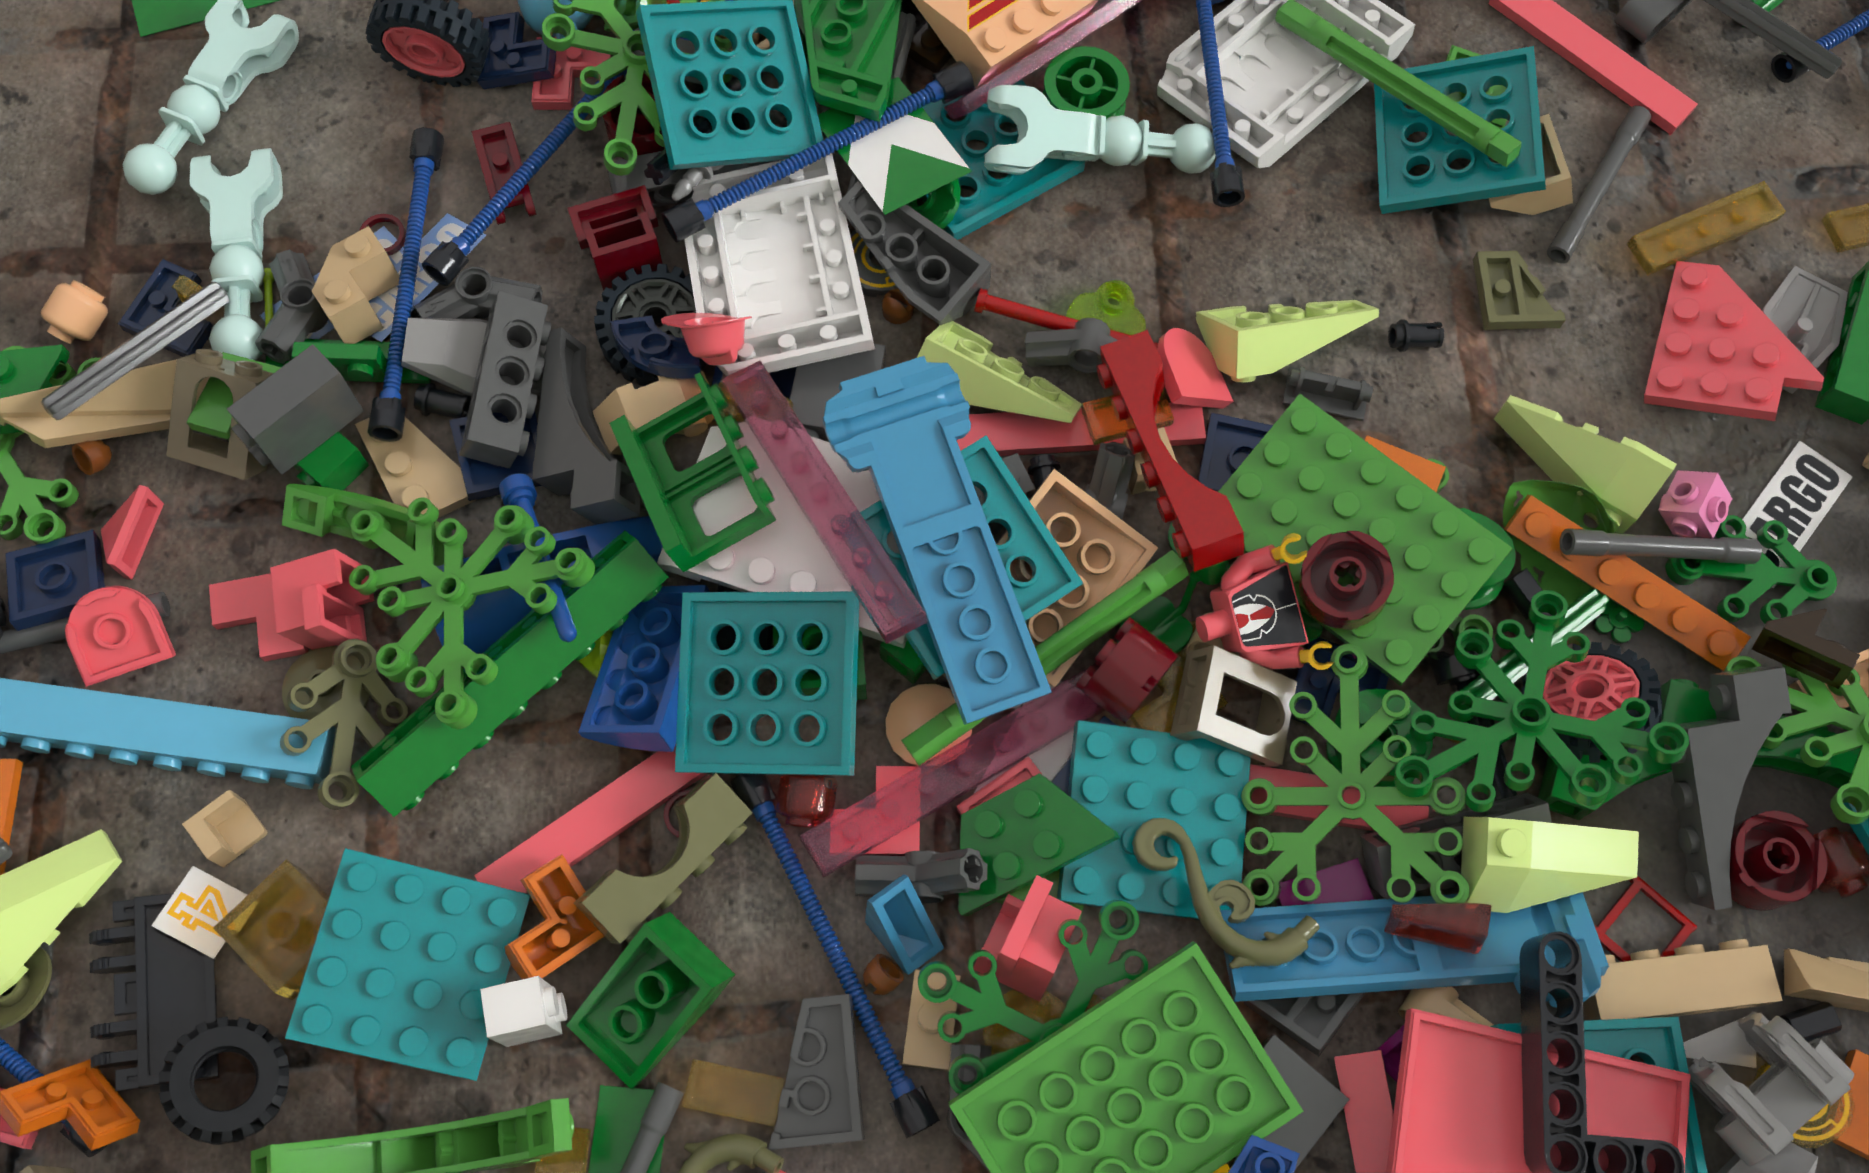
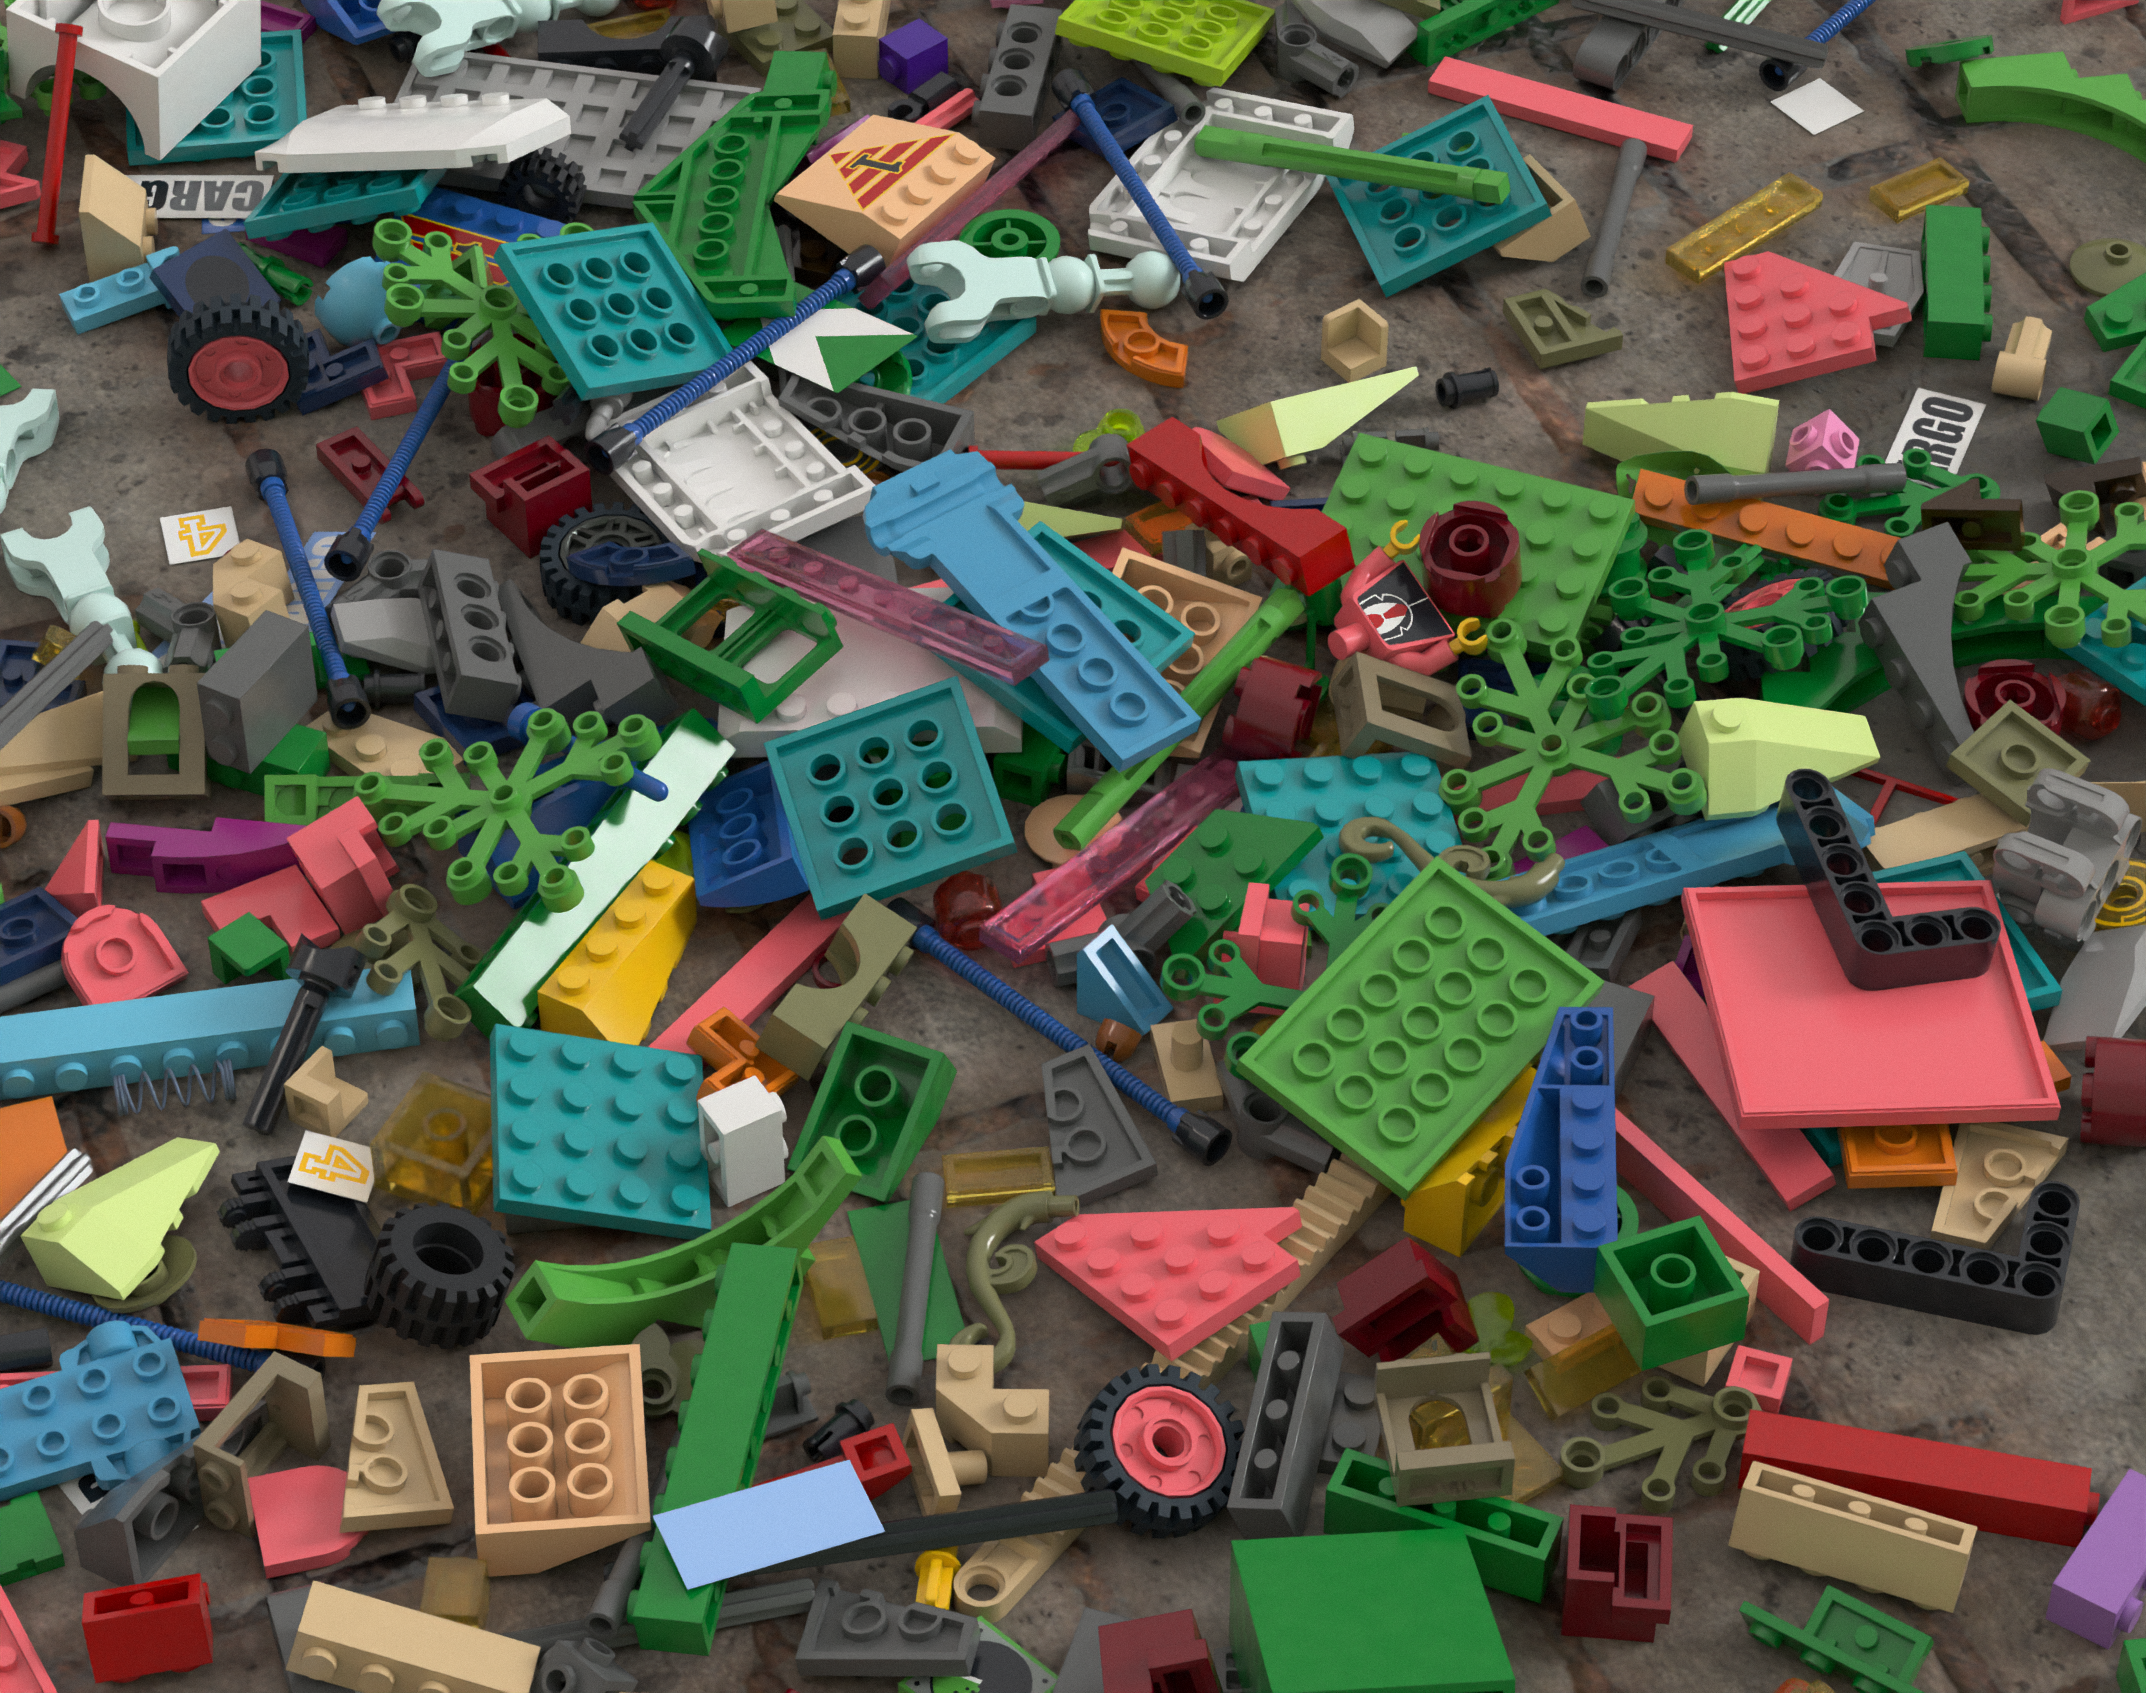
camera: 15 degrees left, 25 degrees down
(149, 789) = (122, 1093): none -> sand blue piece
(218, 657) = (246, 948): none -> green panel
(236, 732) = (322, 975): none -> black piece
(237, 545) = (201, 860): none -> magenta slope
(359, 190) = (199, 535): none -> white sticker
(505, 770) = (623, 962): none -> yellow wedge
(710, 335) = (700, 519): coral piece -> none
(1162, 214) = (1142, 350): none -> orange tile
(1337, 262) = (1354, 341): none -> tan panel
(1446, 925) = (1703, 835): clear red slope -> none
(1759, 945) = (2008, 755): none -> olive plate
(1808, 107) = (1817, 106): none -> white sticker

